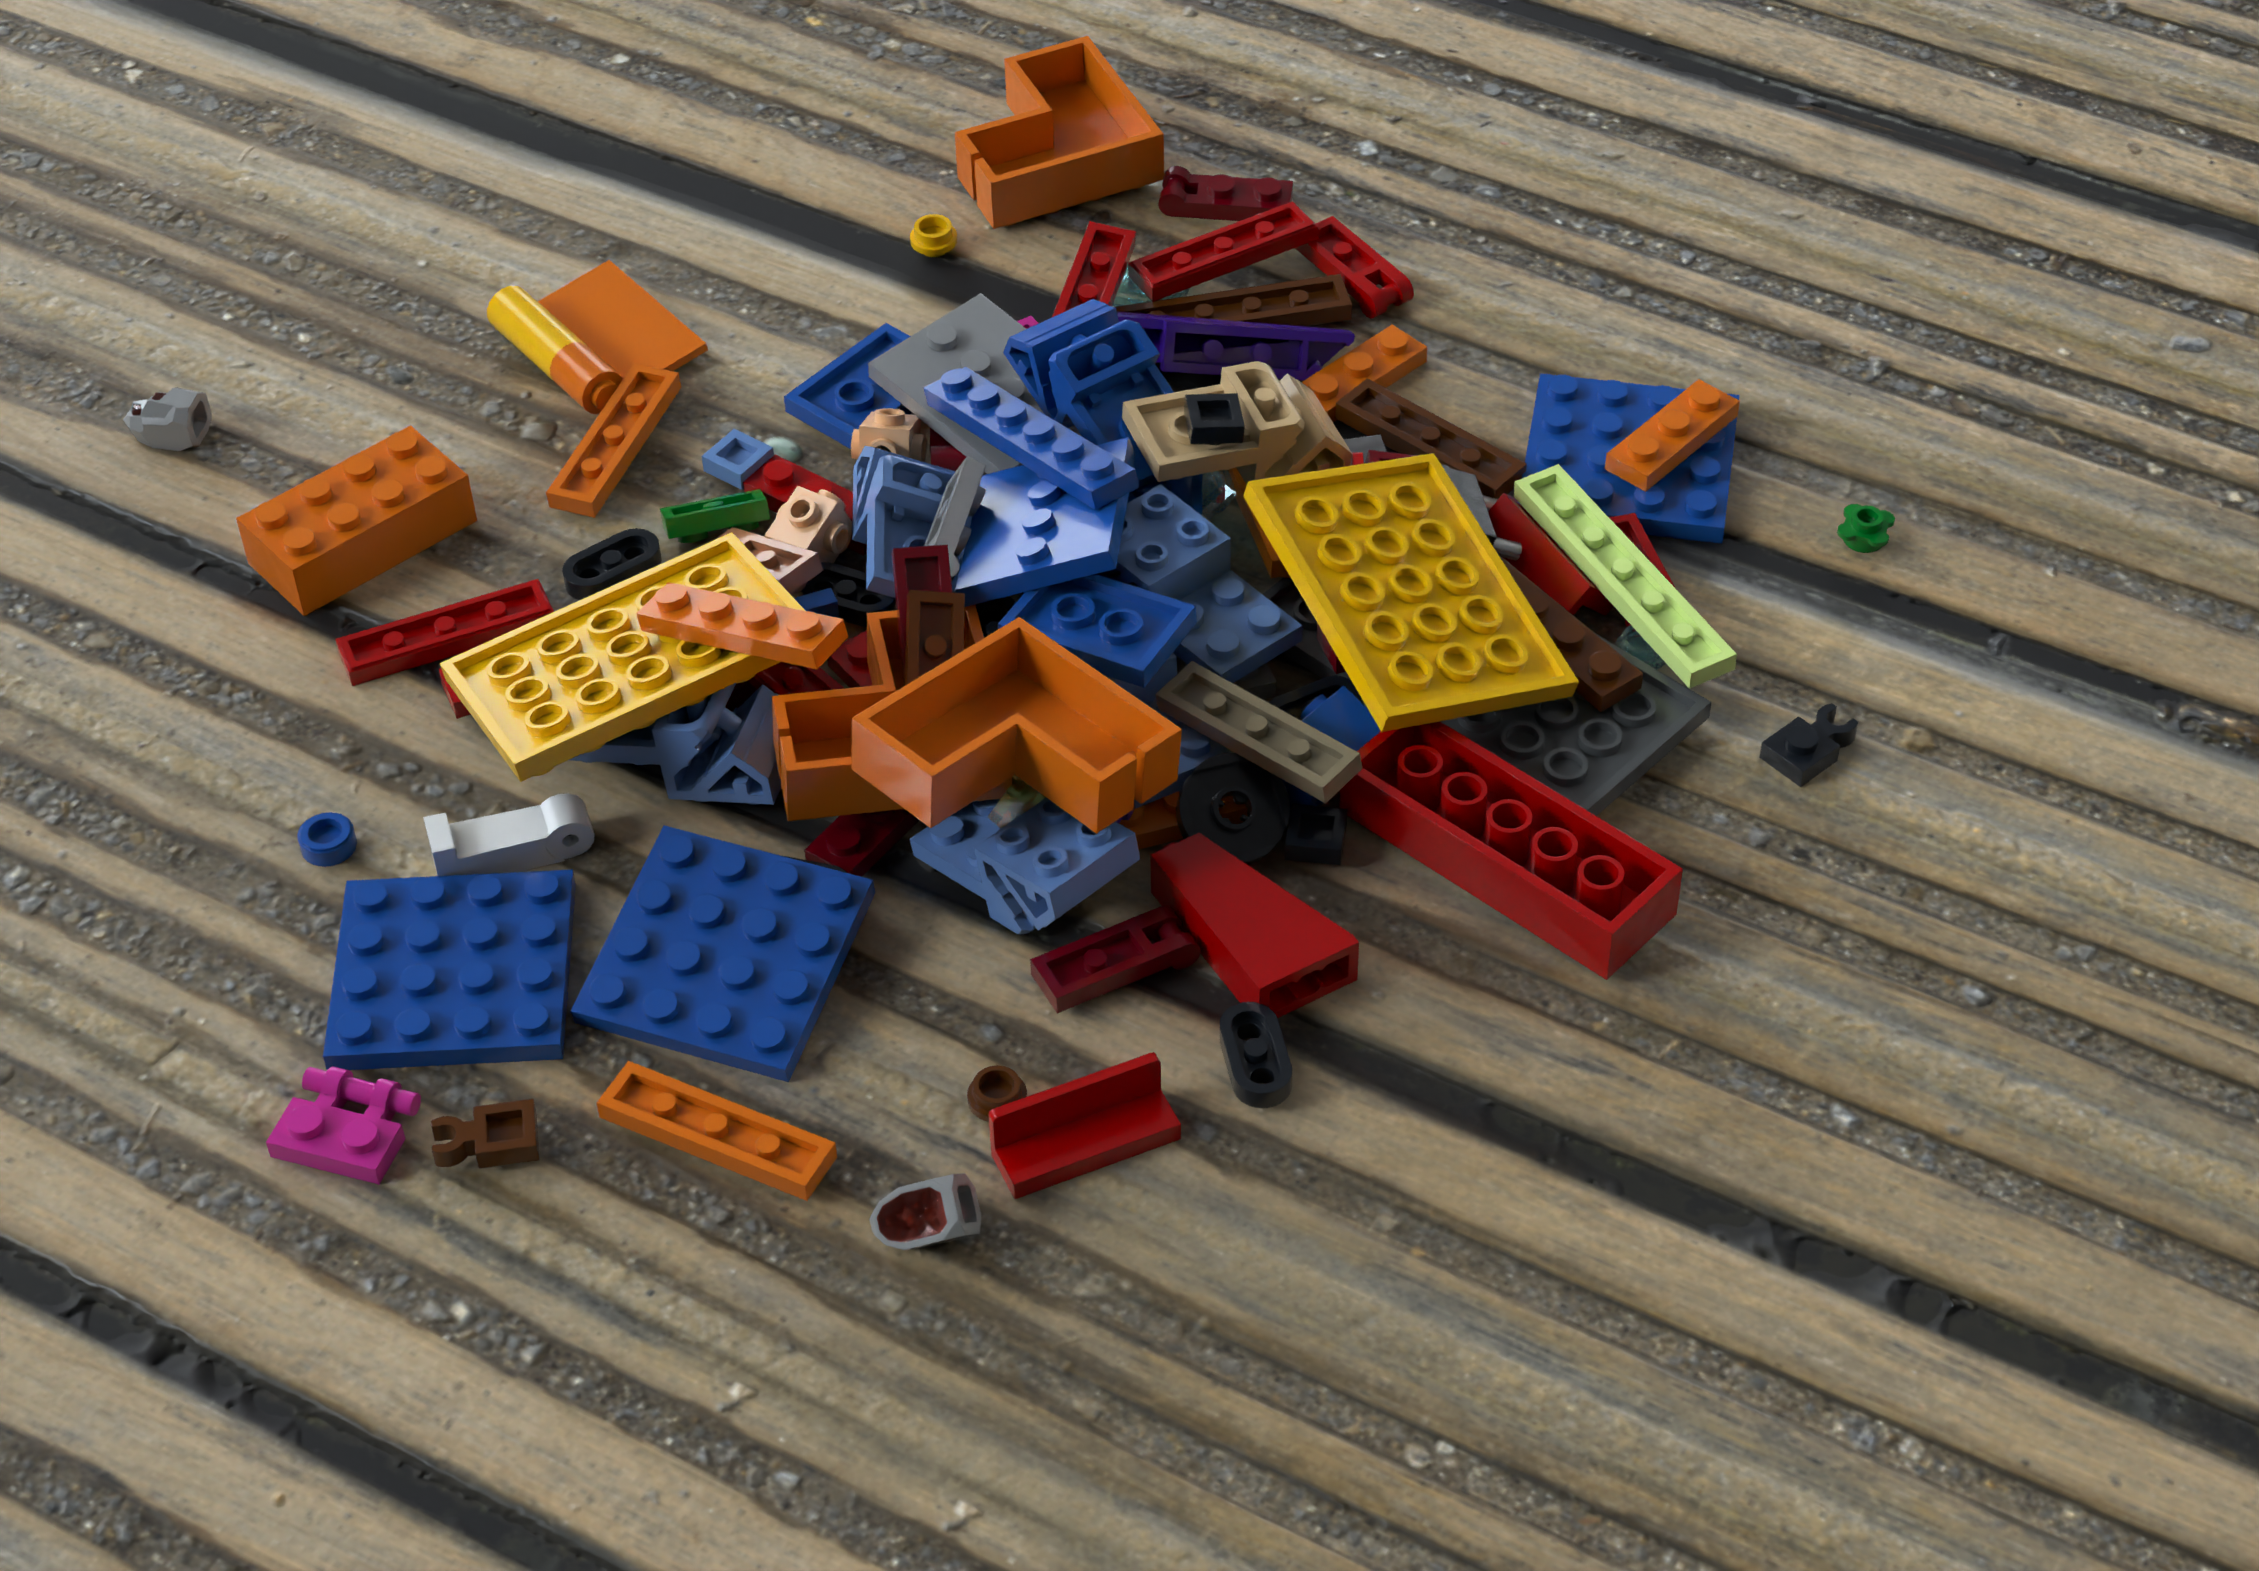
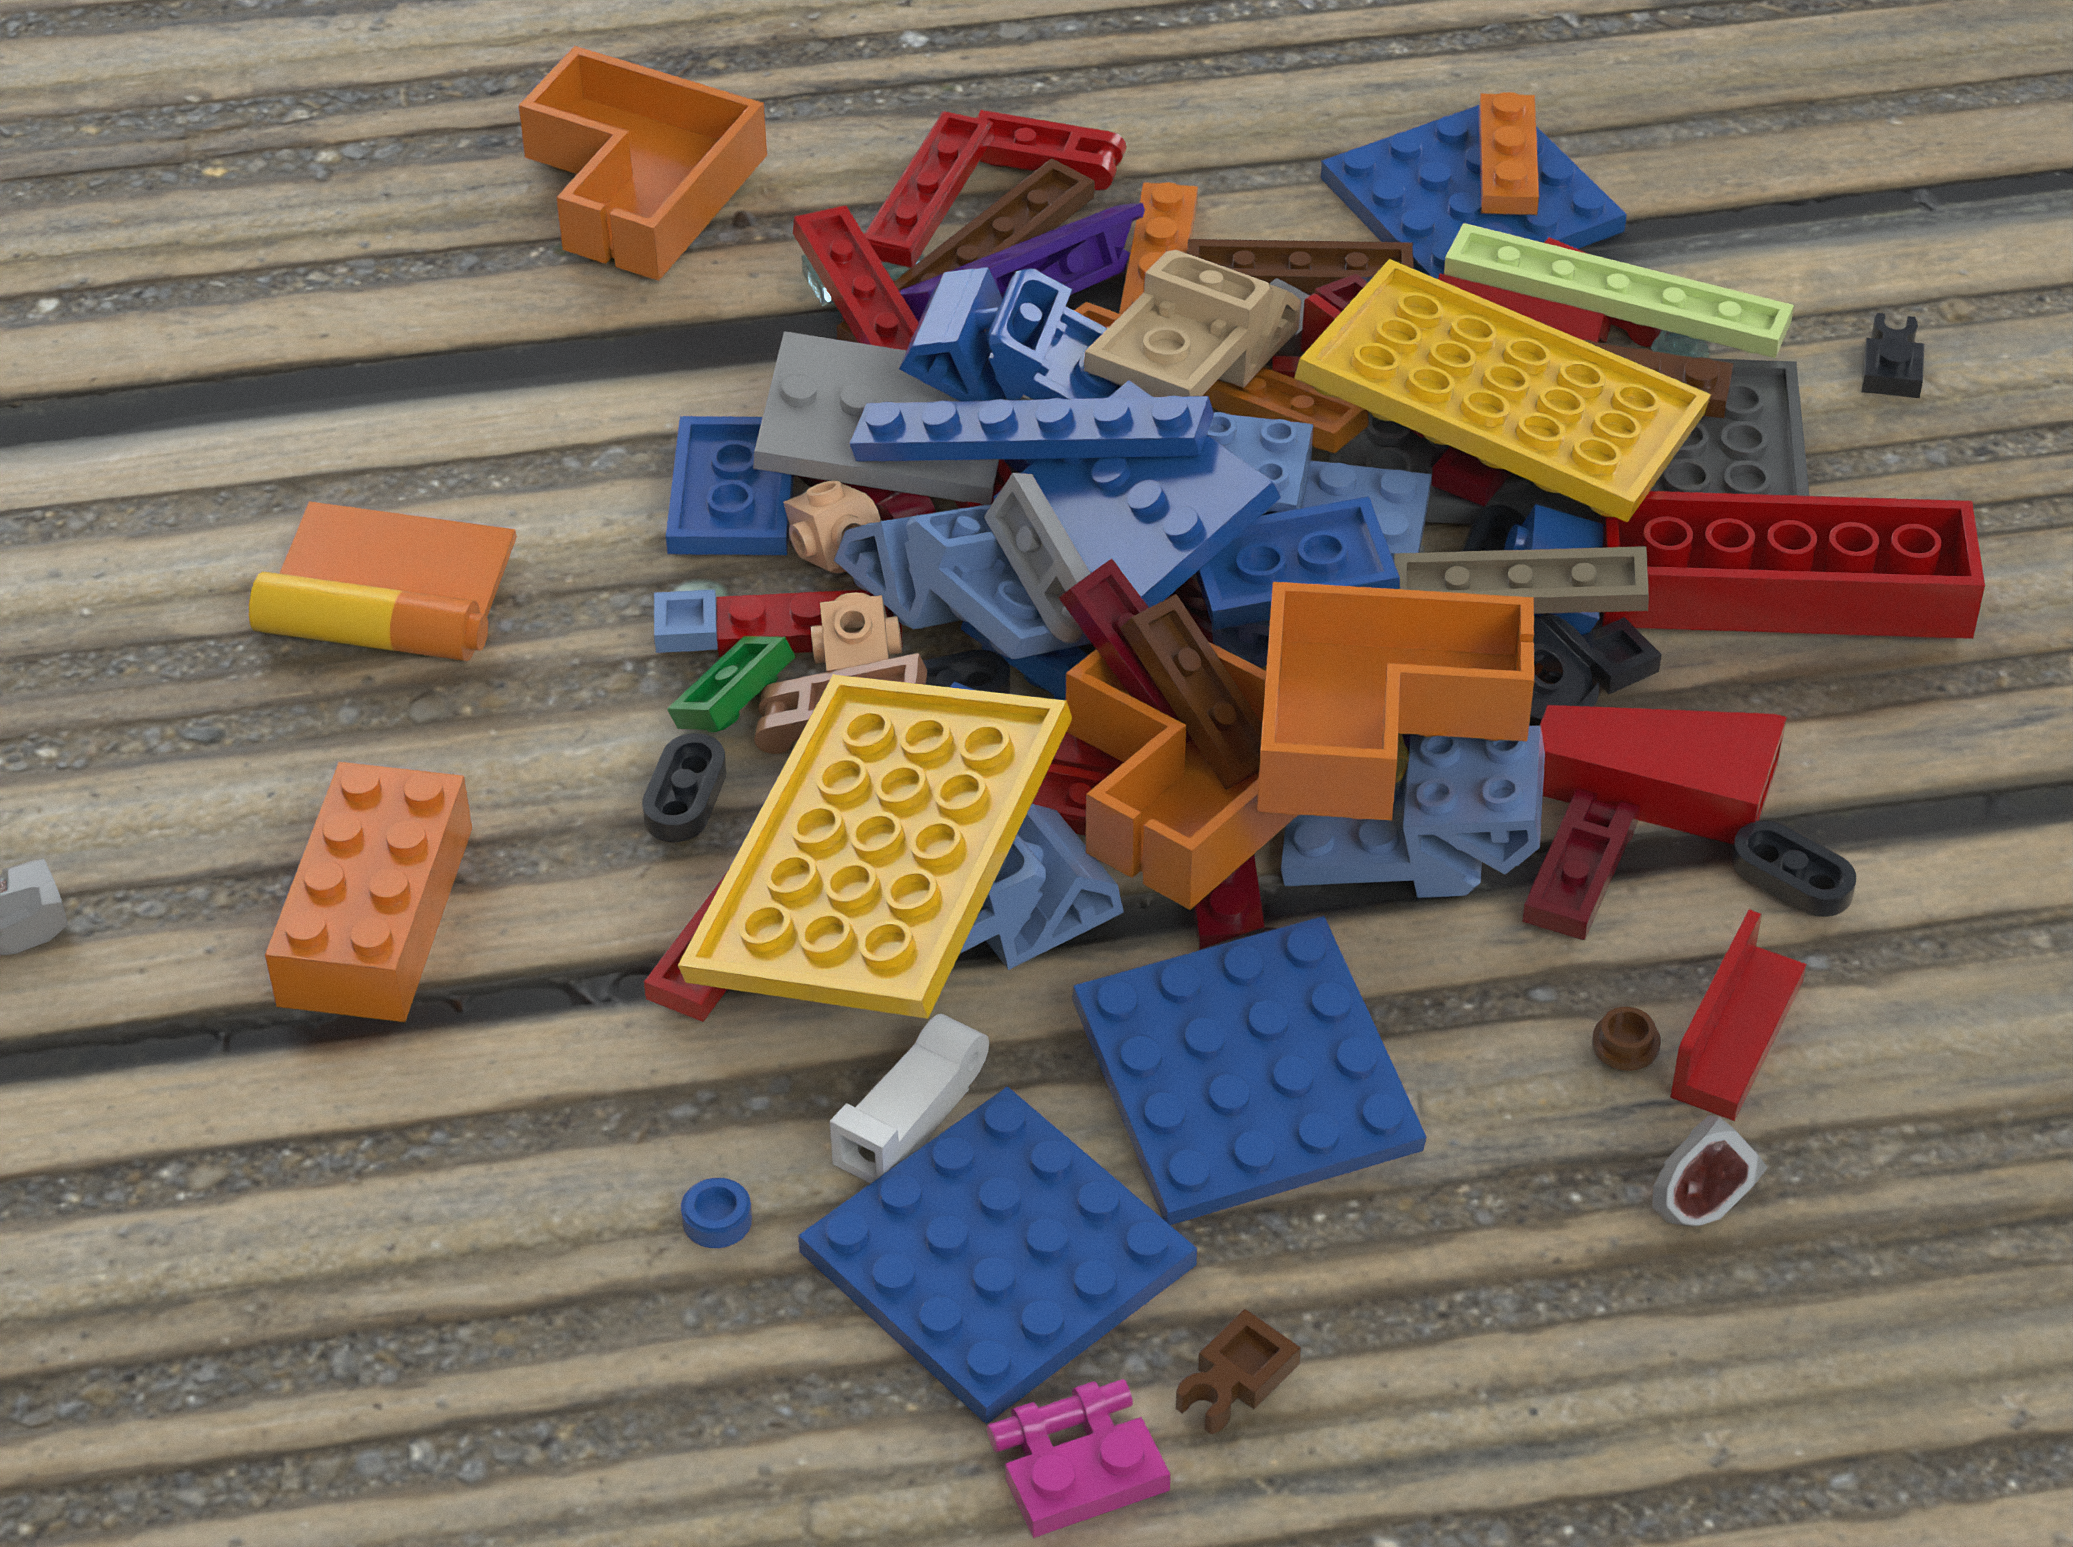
camera: 40 degrees left, 0 degrees up
(440, 632) = (583, 950): red tile -> none
(613, 440) = (538, 670): orange plate -> none
(717, 1130) = (1432, 1228): orange plate -> none
(742, 625) = (993, 743): orange plate -> none
(933, 235) = (613, 314): yellow plate -> none
(1214, 418) = (1199, 320): black plate -> none
(1220, 195) = (847, 143): dark red plate -> none
(1865, 528) = (1728, 157): green plate -> none

